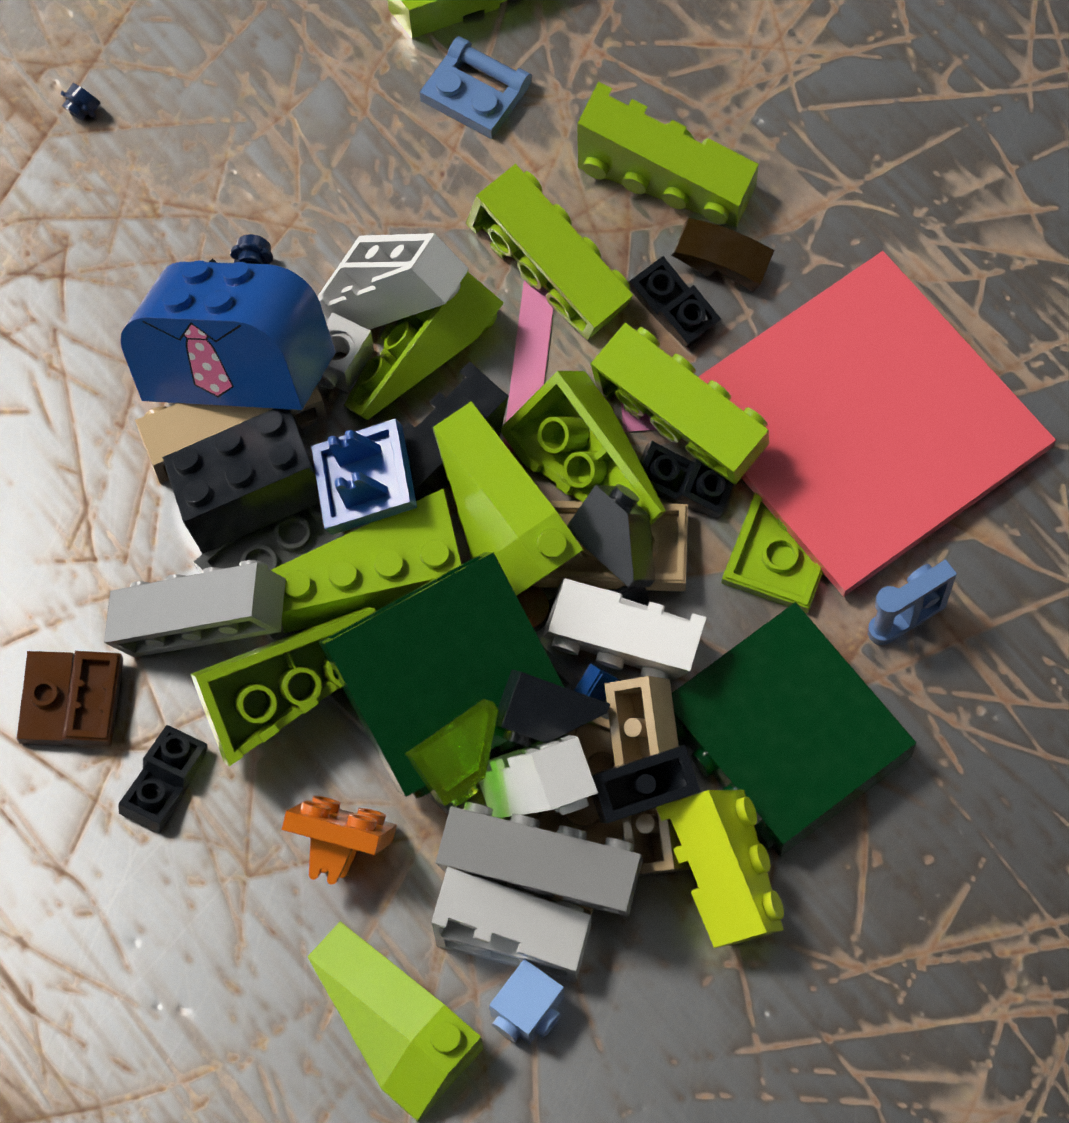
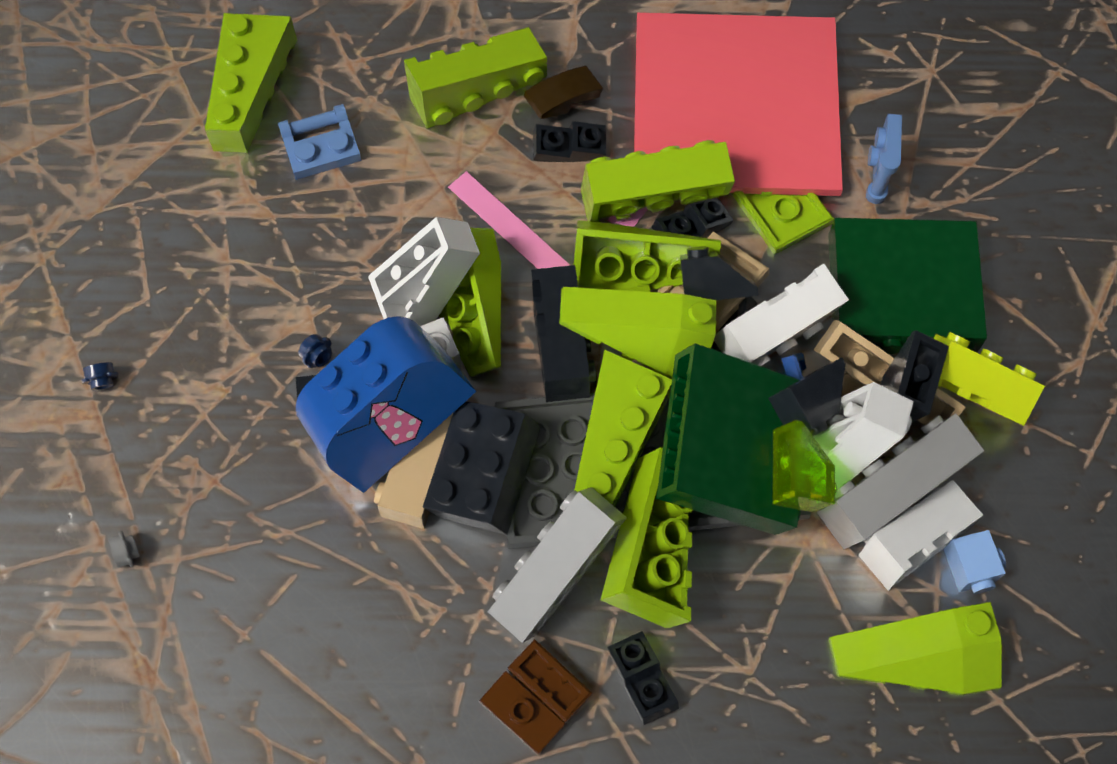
camera: 55 degrees left, 0 degrees up
(337, 834) = (781, 590): orange plate -> none
(363, 476) = (558, 388): blue plate -> none
(549, 251) = (479, 179): lime wedge -> none

